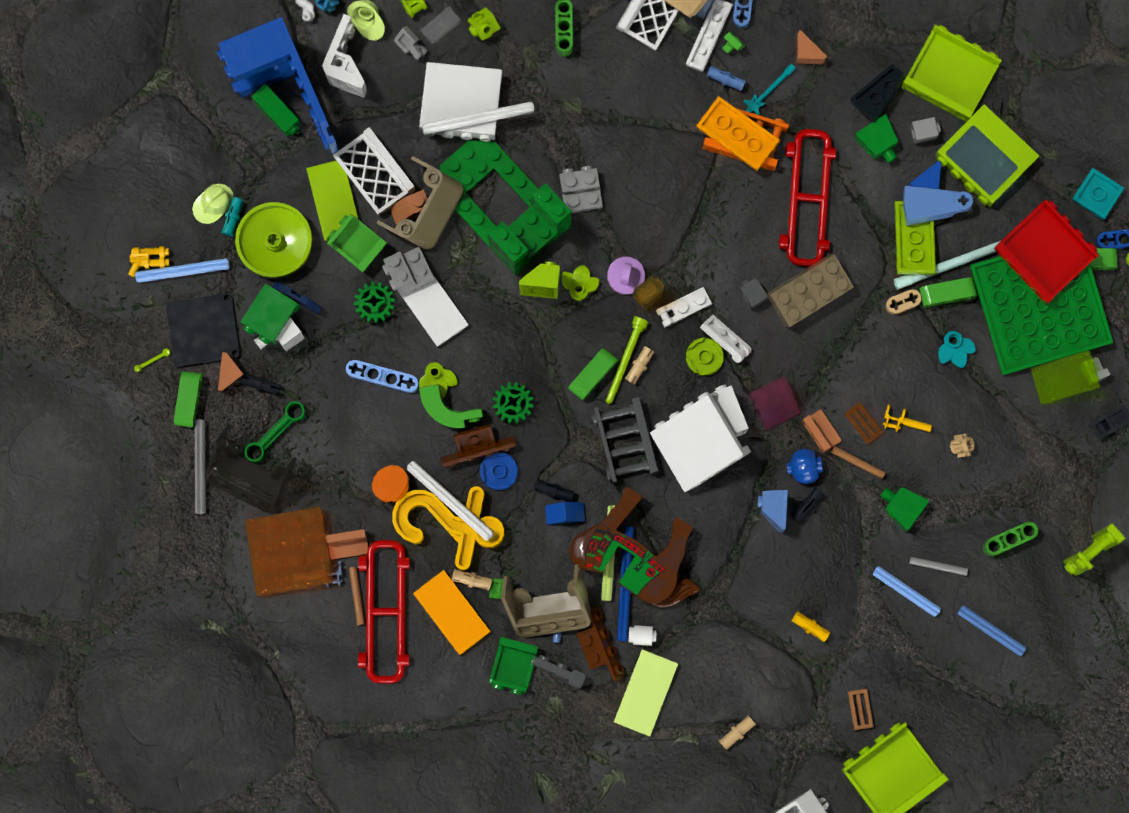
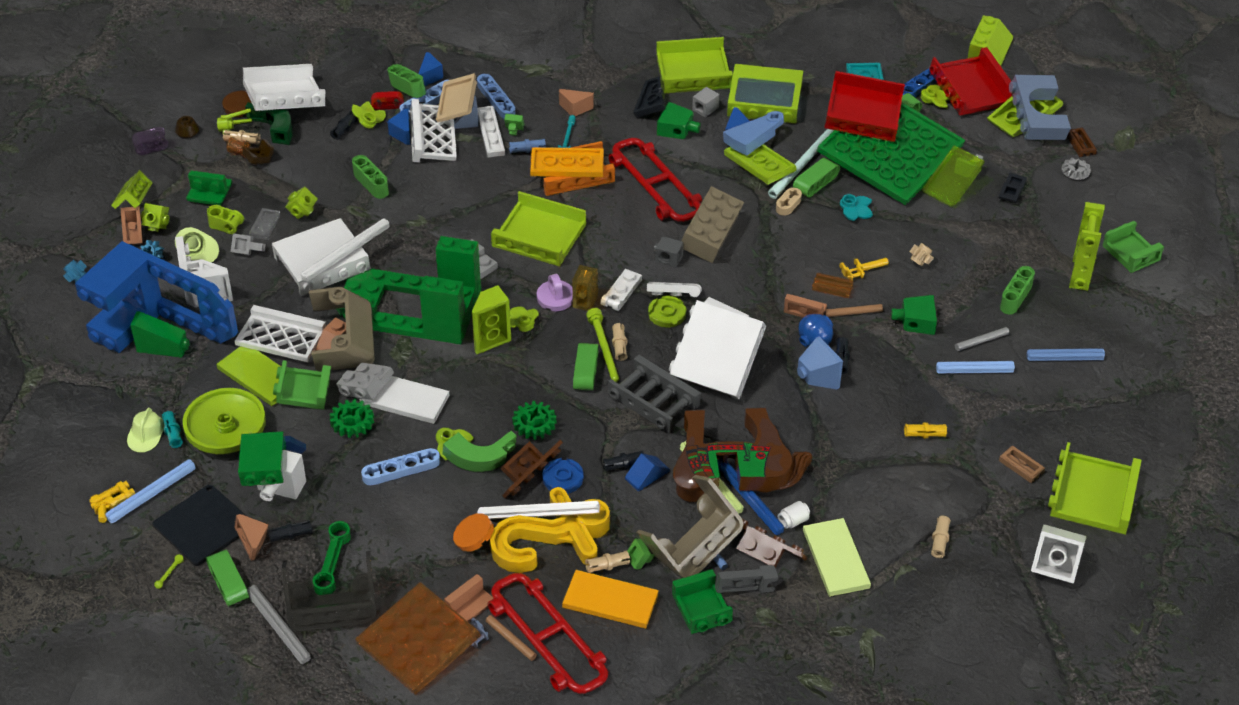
camera: 35 degrees left, 35 degrees down
(665, 190) = (540, 229): none -> lime panel
(774, 403) = (753, 301): clear pink slope -> none

